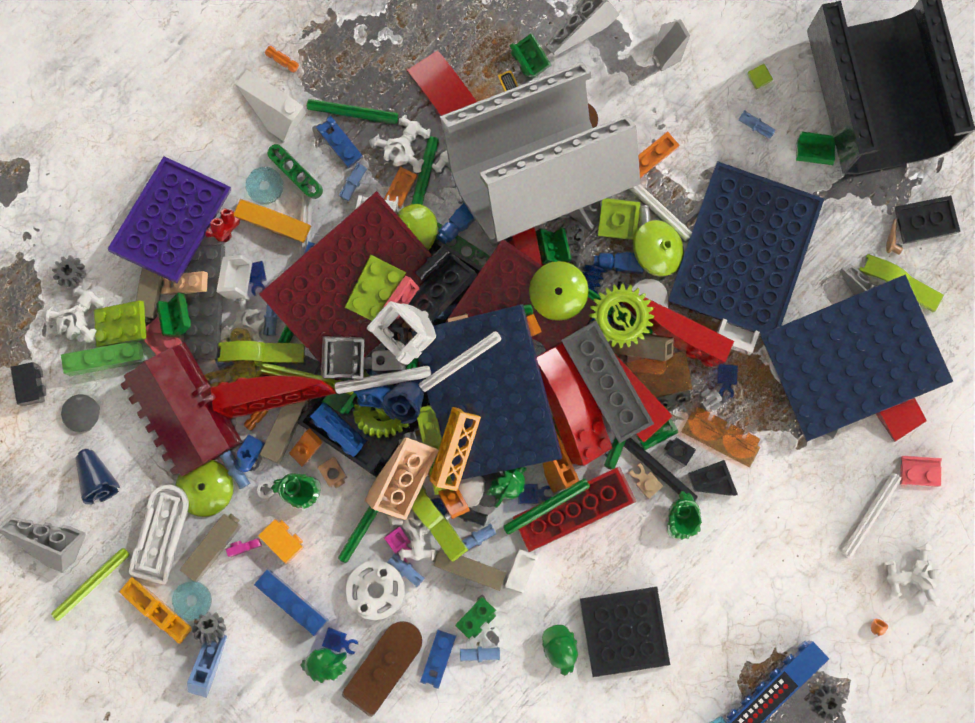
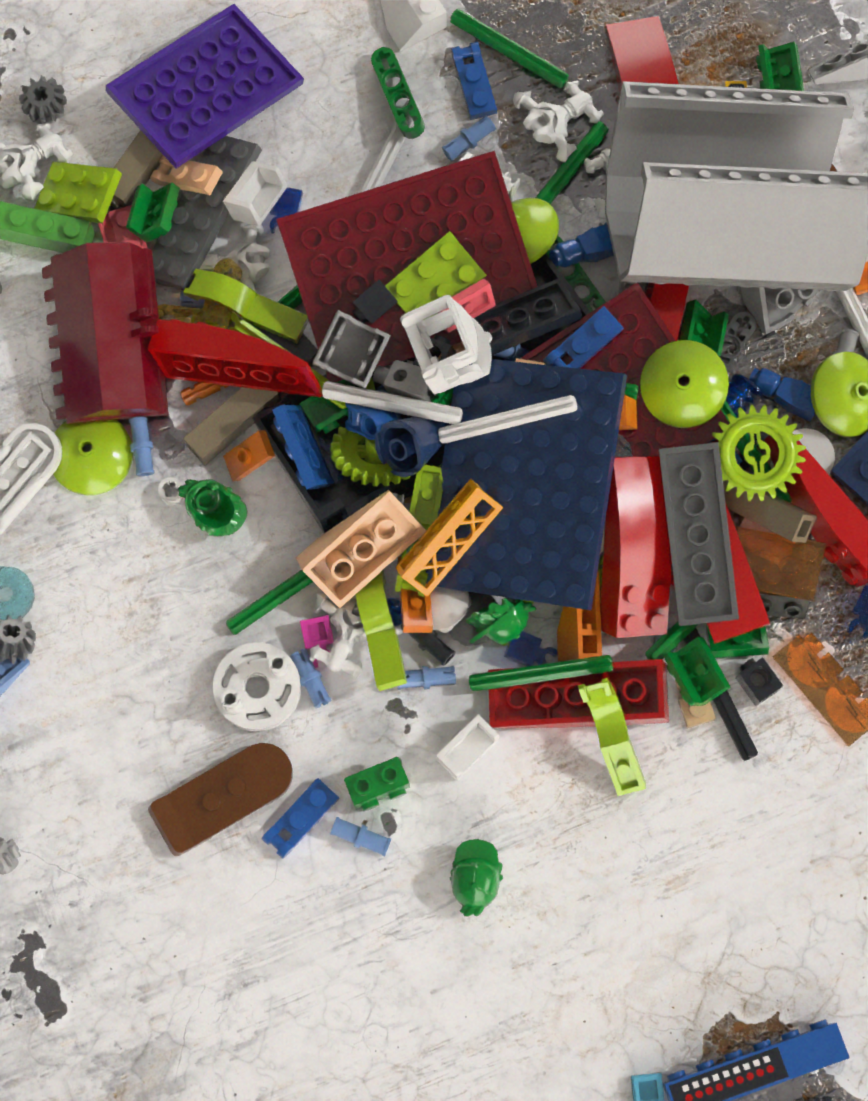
camera: 25 degrees right, 5 degrees down
(211, 547) = (63, 533): dark tan brick -> none
(223, 226) = (269, 123): red hips -> none
(239, 547) = (99, 551): dark pink plate -> none
(248, 453) = (168, 431): blue piece -> none
(264, 196) = (352, 110): clear light blue tile -> none
(270, 322) = (277, 273): medium blue axle -> none
(272, 220) = (338, 144): light orange slope -> none
(281, 540) = (160, 566): light orange brick -> none
(291, 602) = (136, 653): blue brick -> none
(324, 665) = (141, 754): green hair -> none
(326, 467) = (265, 494): medium nougat brick -> none
(337, 640) = (175, 732): clear blue plate -> none
(343, 321) = (373, 303): none -> black brick
(401, 186) = (532, 169): orange plate -> none
(432, 263) = (528, 279): black pin -> none
(471, 570) = (399, 716): dark tan brick -> none
(486, 290) = (586, 340): none -> blue plate
(608, 528) = (613, 737): none -> lime piece
(618, 218) = (809, 332): lime plate -> none
(624, 631) = (575, 894): black plate -> none
(640, 464) = (696, 672): none -> green bracket
(684, 517) = (726, 772): green hair -> none
(710, 400) = (832, 628): light grey gear -> none
(713, 480) = (790, 740): black wing -> none

